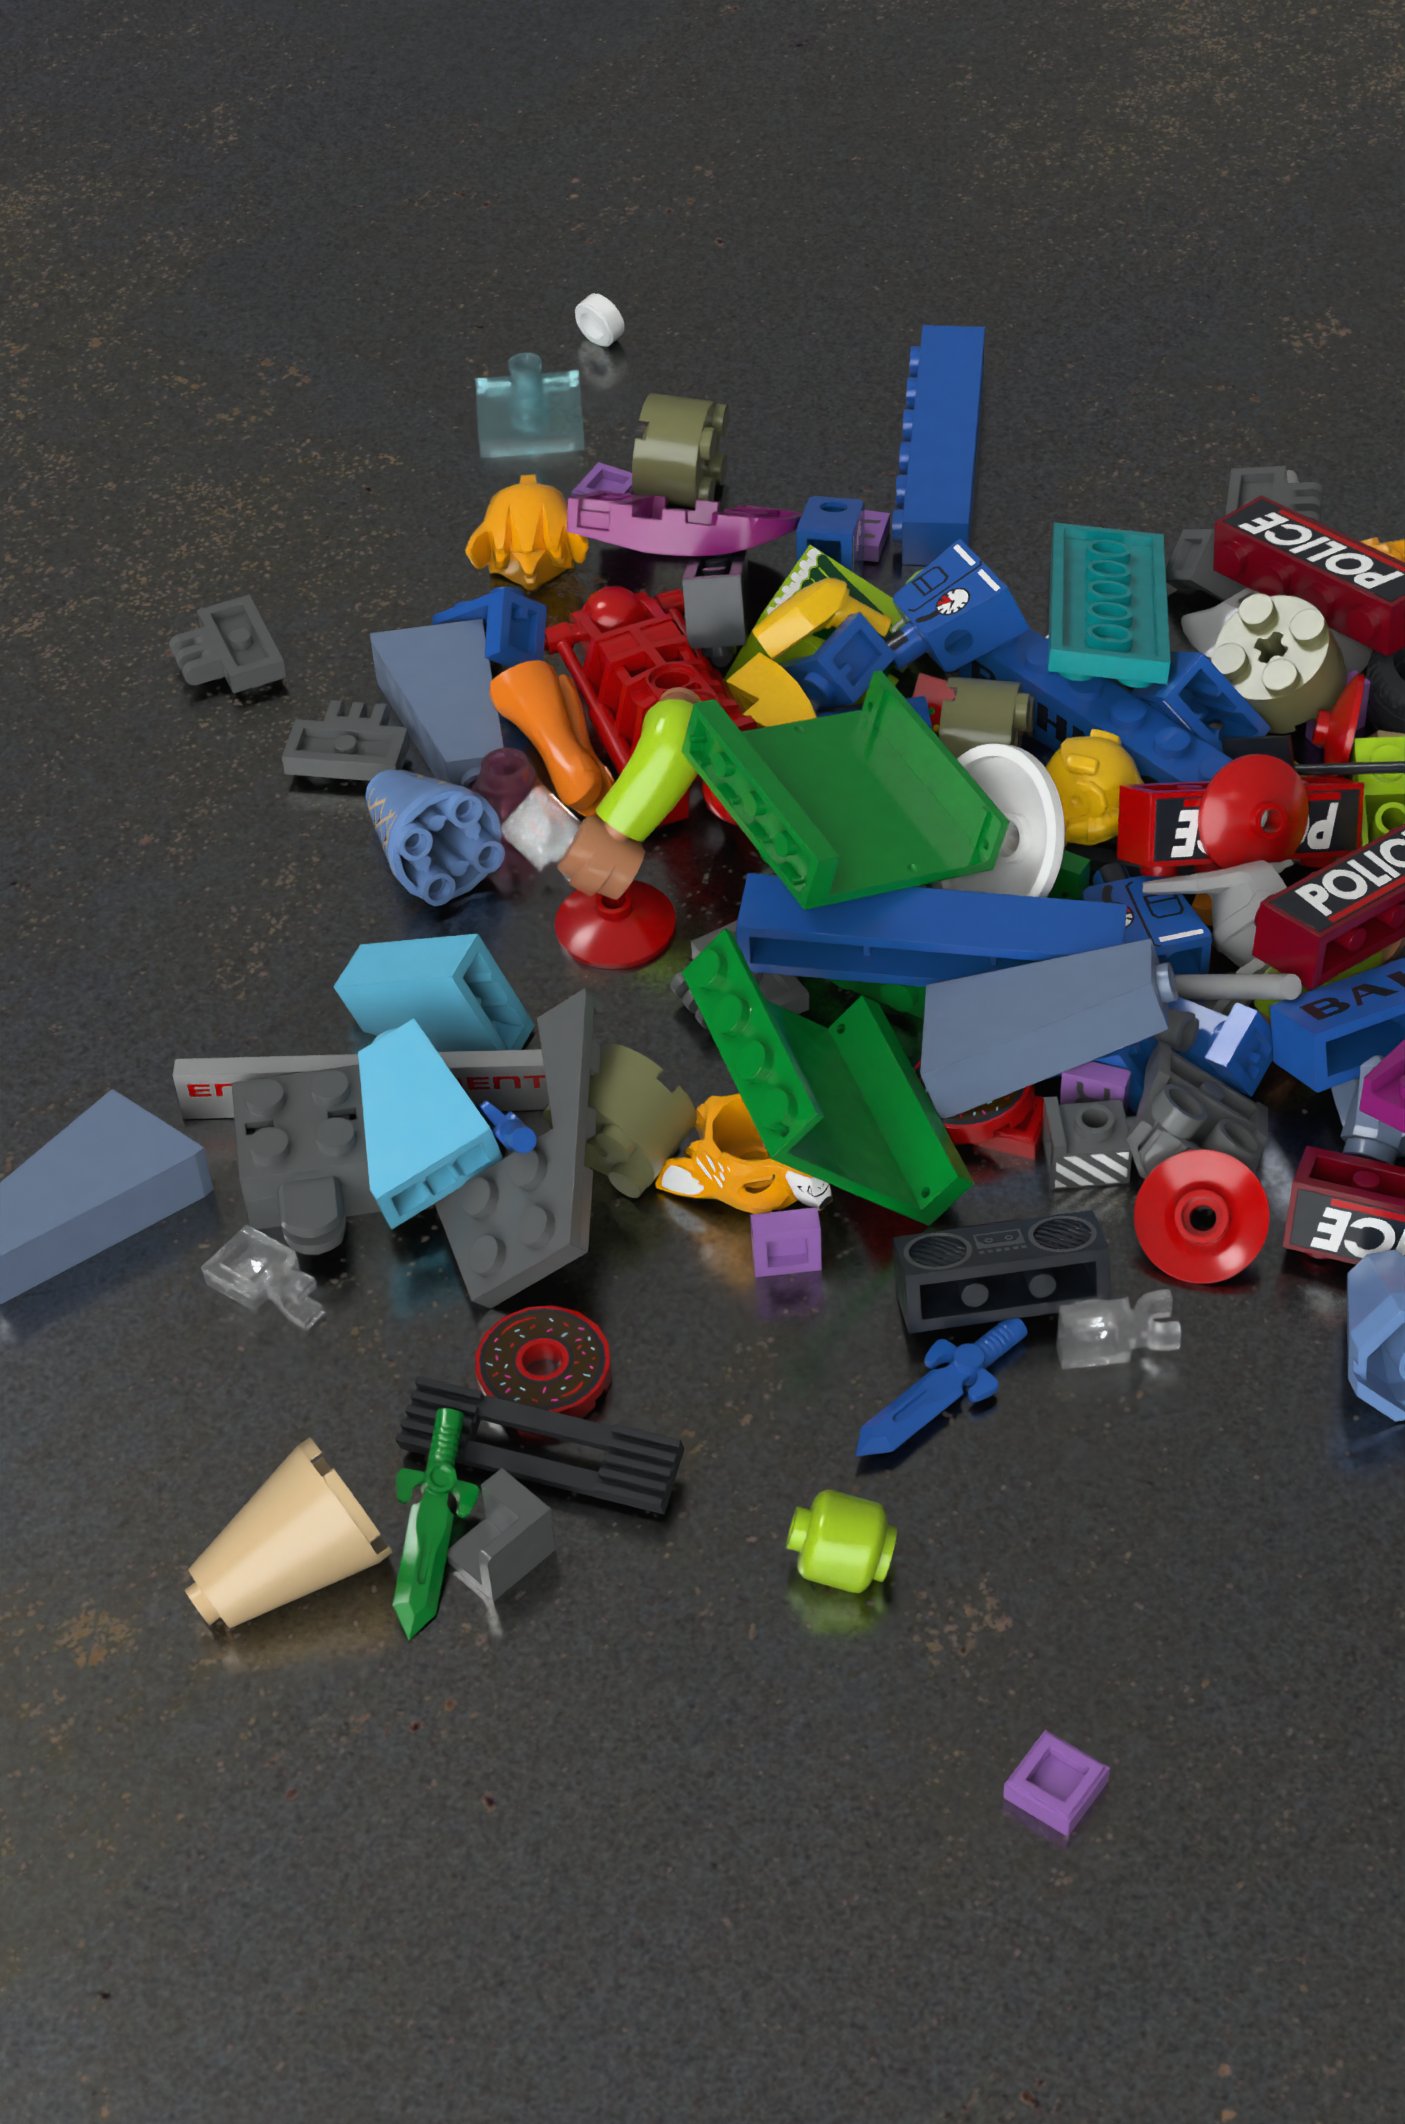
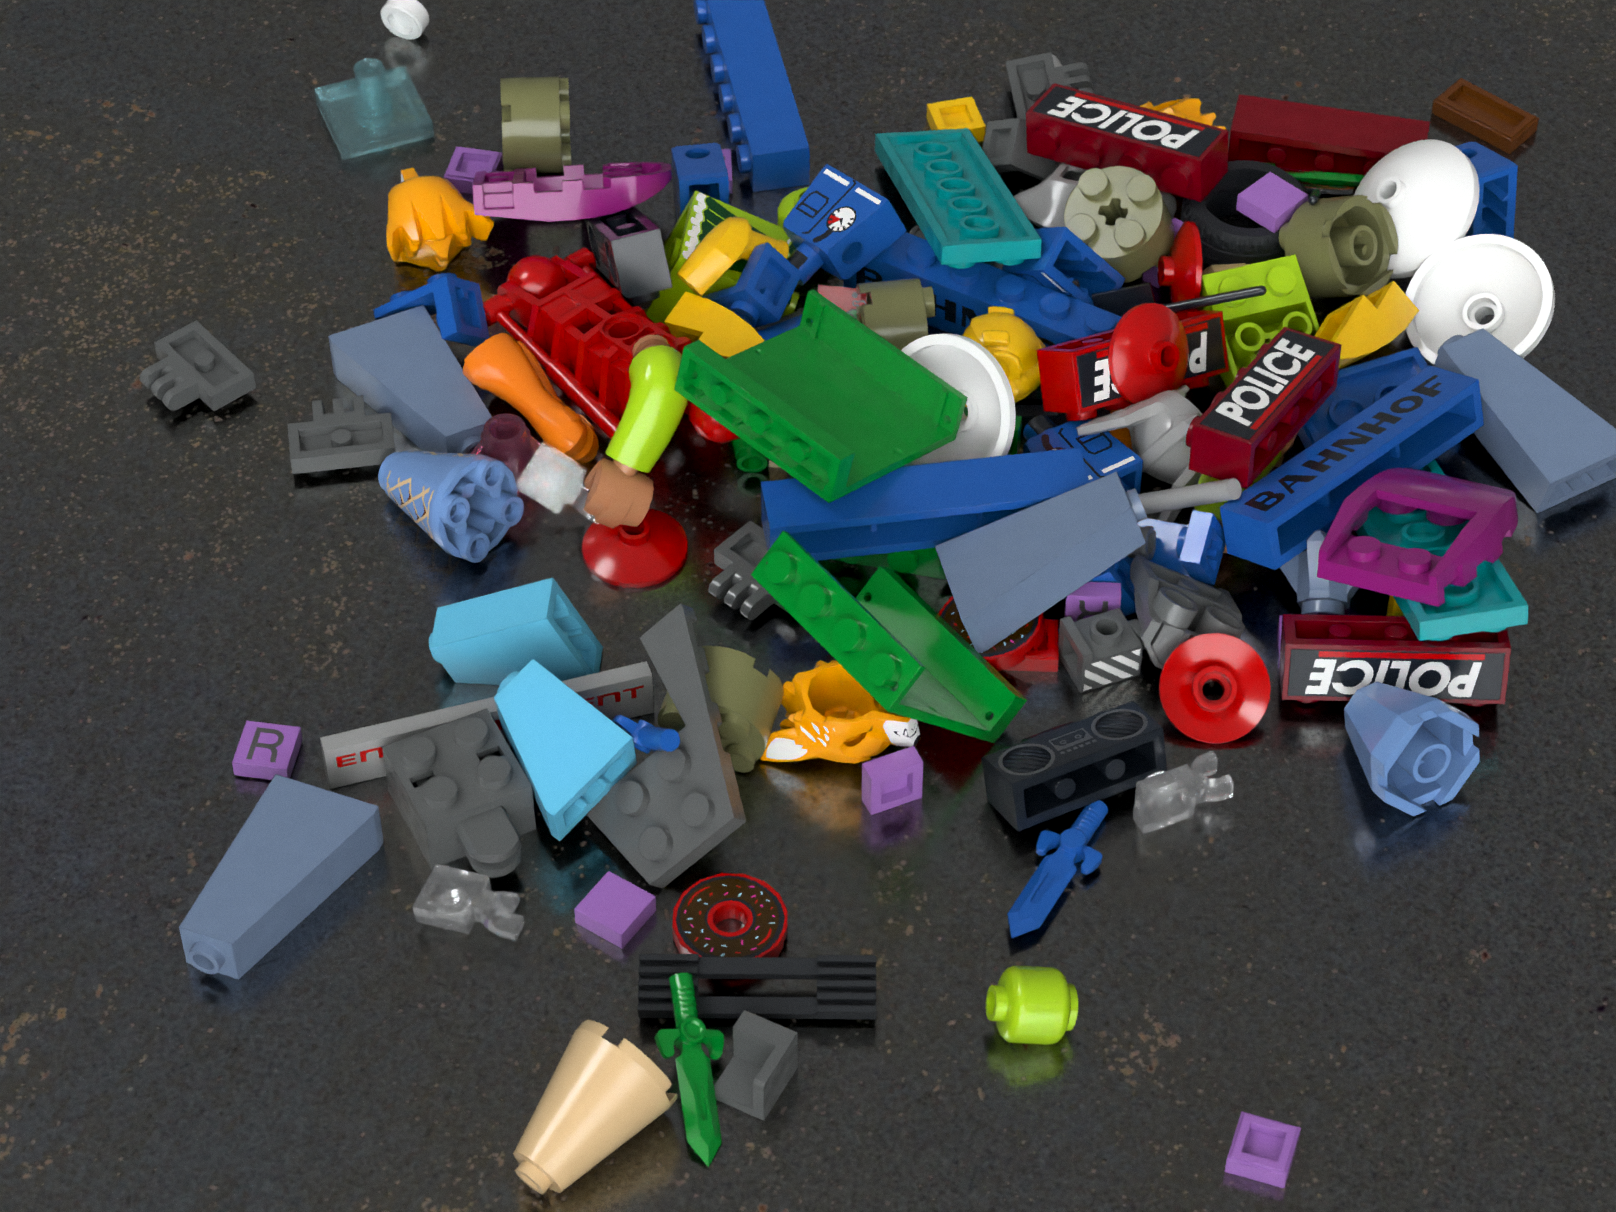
camera: 20 degrees left, 0 degrees up
(131, 1063) = (267, 750): none -> medium lavender tile
(424, 1320) = (615, 909): none -> medium lavender tile
(1157, 518) = (956, 115): none -> yellow tile

